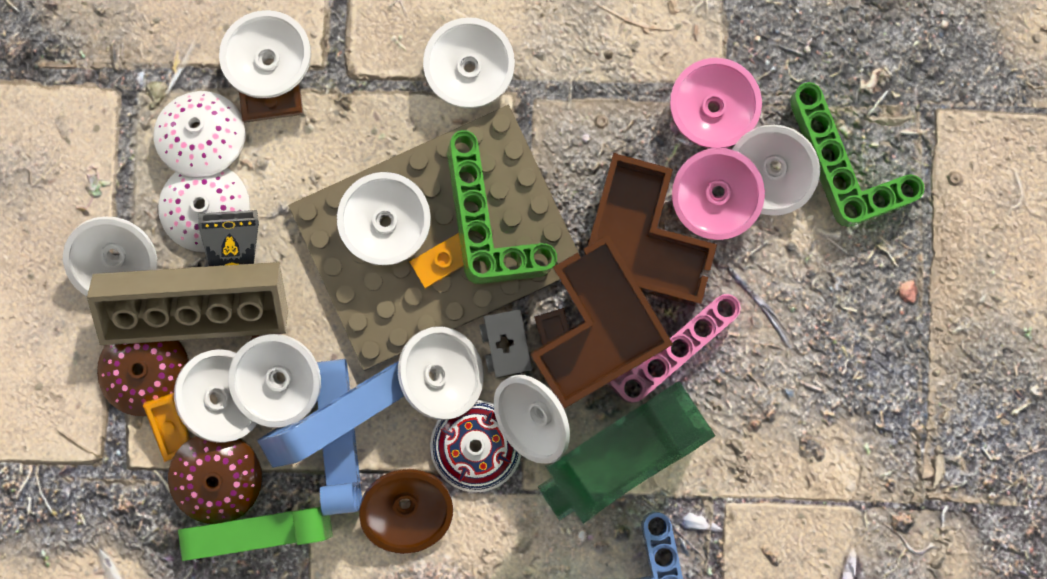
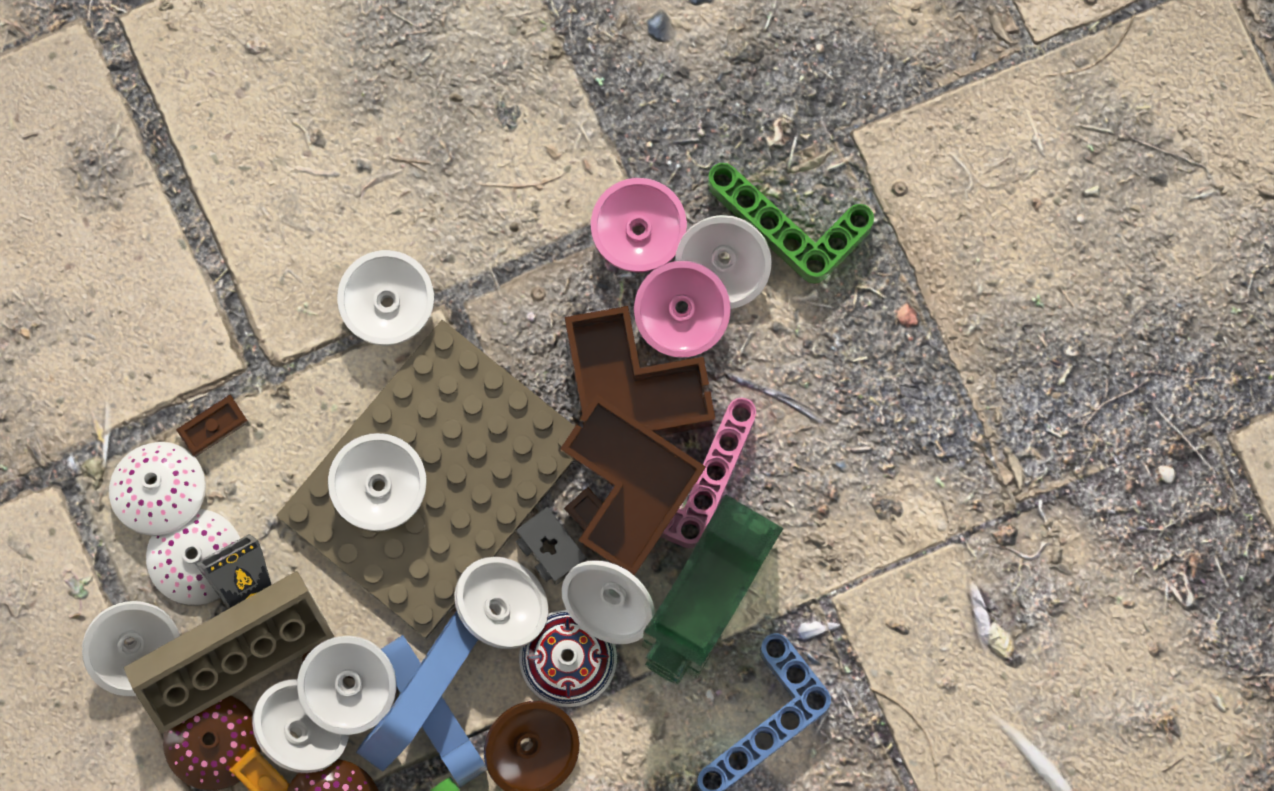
camera: 25 degrees left, 5 degrees down
(259, 38) = (175, 366): white dish -> none
(438, 261) = (452, 495): light orange plate -> none
(480, 222) = (470, 441): bright green beam -> none

